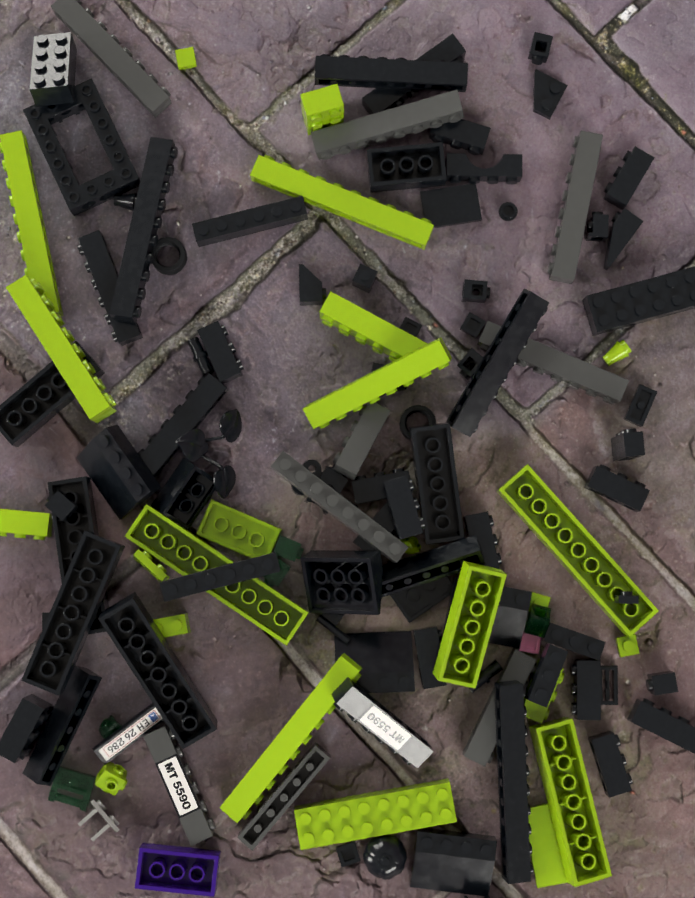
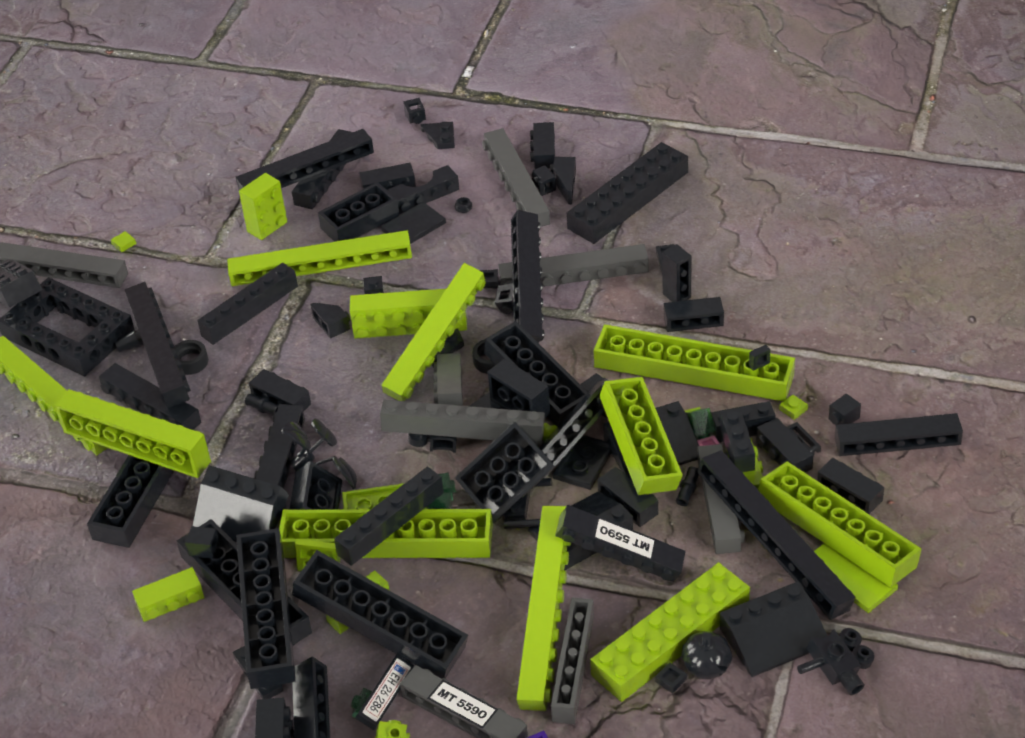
camera: 25 degrees left, 40 degrees down
(387, 125) = (322, 195): dark grey brick -> none
(480, 286) = (474, 256): black brick -> none
(618, 352) = (622, 237): lime cone -> none

